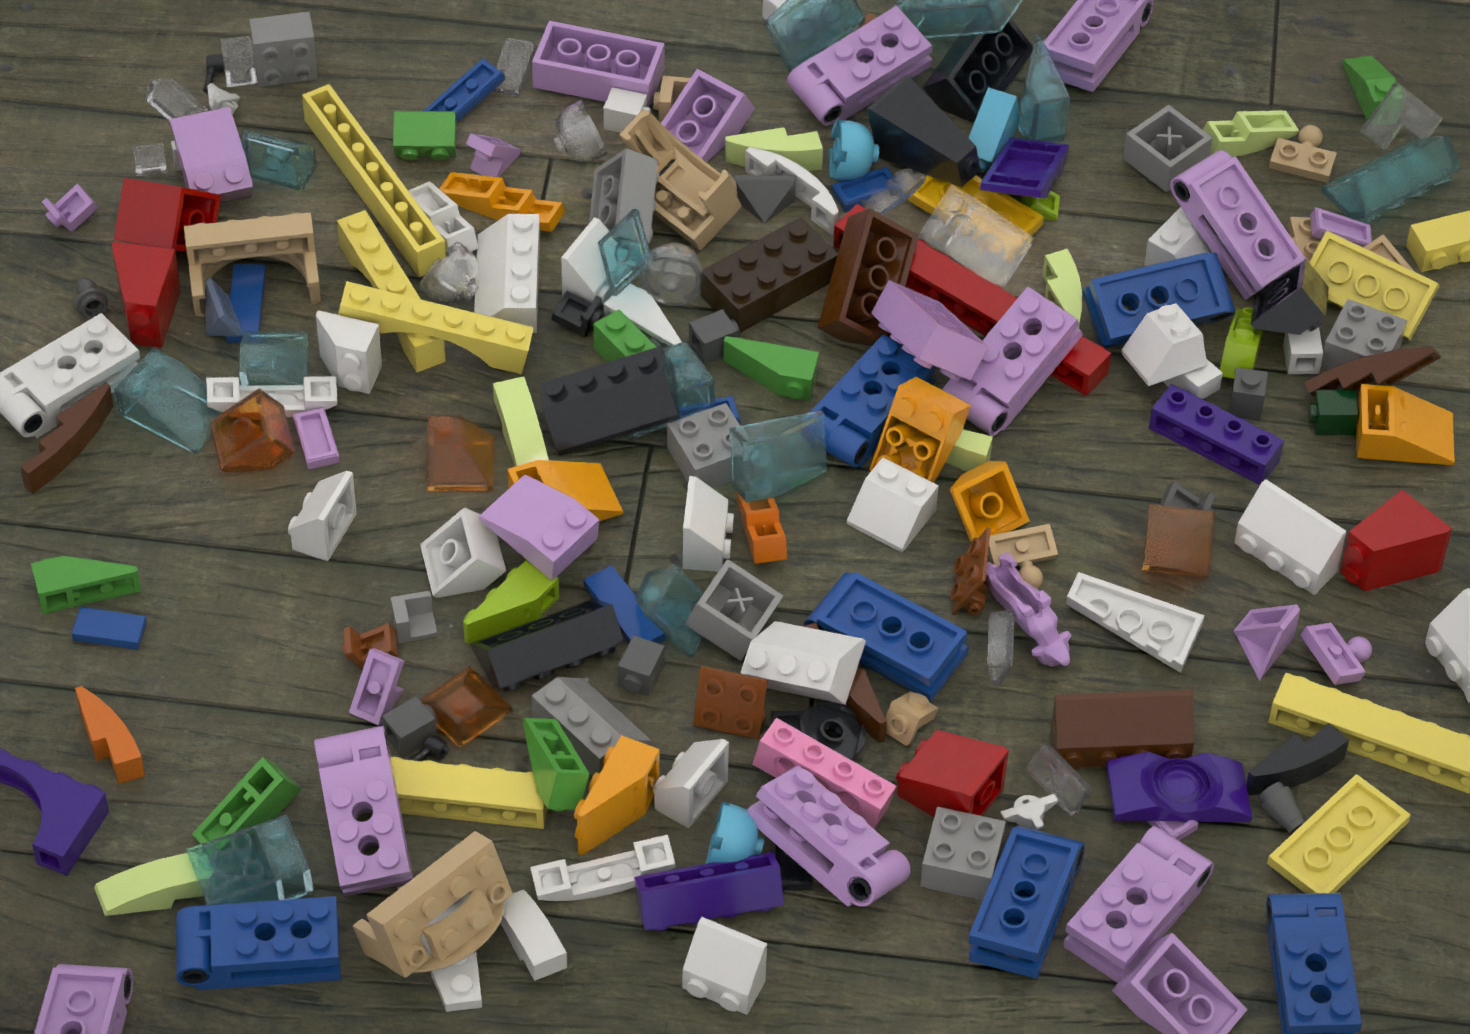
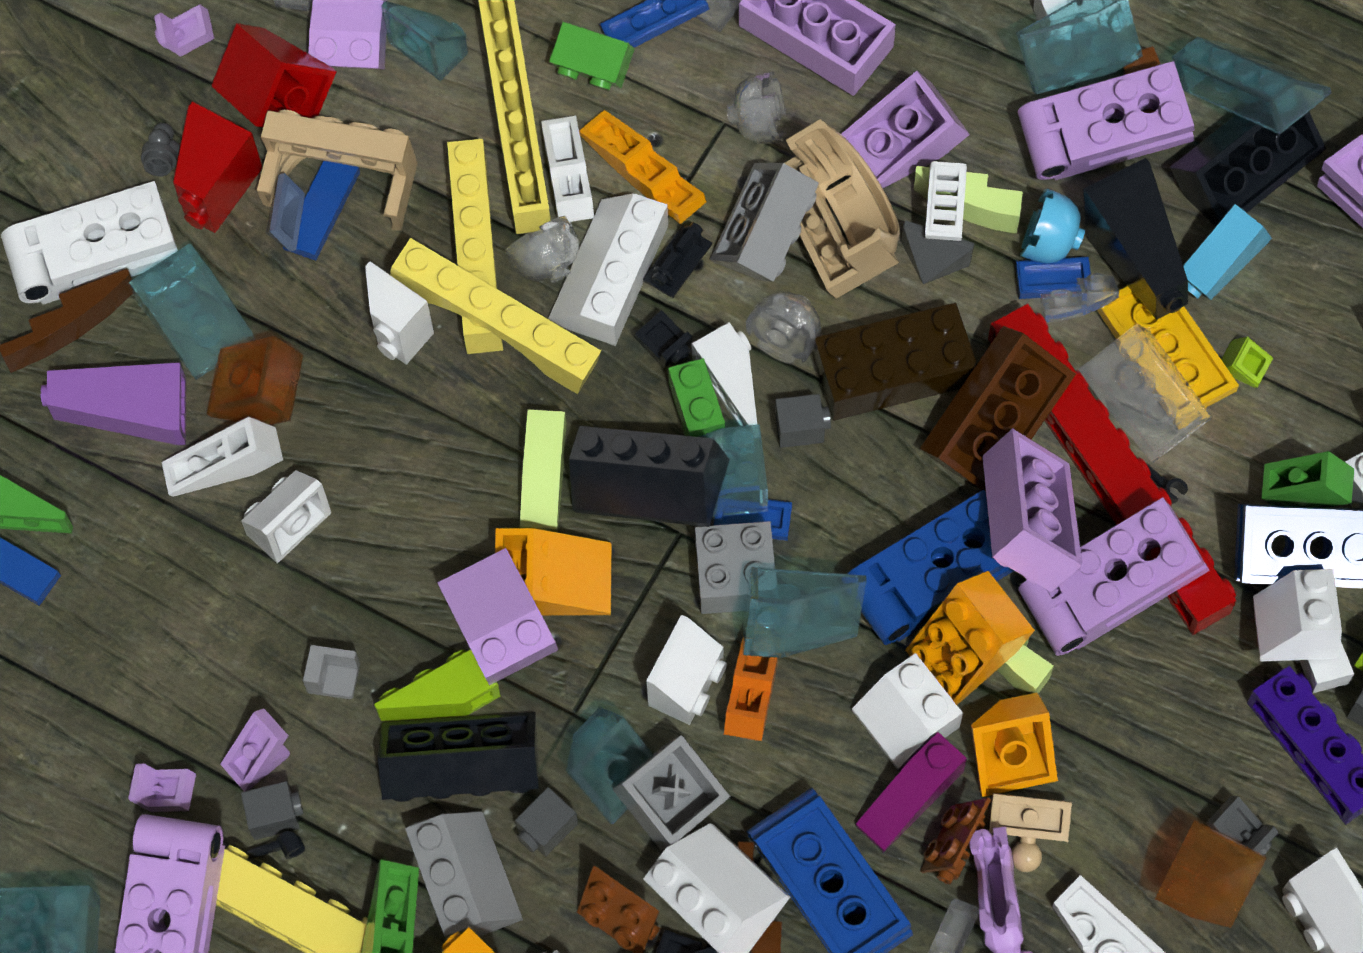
camera: 25 degrees right, 15 degrees up
(142, 480) = (121, 399): none -> medium lavender slope
(251, 494) = (223, 457): none -> white slope
(252, 801) = (65, 849): bright green slope -> none
(273, 358) = (317, 291): clear light blue slope -> none
(301, 741) = (162, 789): none -> lavender bracket
(313, 394) = (319, 347): white slope -> none
(316, 438) = (325, 404): lavender tile -> none
(358, 645) = (271, 692): dark orange bracket -> none
(458, 455) = (463, 481): clear orange slope -> none
(462, 556) = (412, 614): white slope -> none
(466, 706) = (343, 800): clear orange slope -> none
(491, 154) = (657, 101): lavender slope -> none
(559, 244) = (678, 260): none -> black hinge
(583, 265) = (702, 290): white slope -> none
(612, 589) = (557, 725): blue tile -> none
(622, 108) = (824, 93): white brick -> none
(625, 252) = (733, 297): clear light blue slope -> none
(670, 90) = (883, 81): tan bracket -> none
(759, 132) = (945, 178): none -> white slope
(777, 367) = (858, 488): bright green slope -> none
(808, 187) = (984, 255): white slope -> none
(924, 553) = (912, 791): none -> magenta slope
(1026, 168) = (1241, 317): dark purple slope -> none
(1044, 99) = (1299, 235): clear light blue slope -> none
(1063, 282) = (1220, 492): yellowish green slope -> none
(1130, 251) = (1308, 481): none -> bright green brick

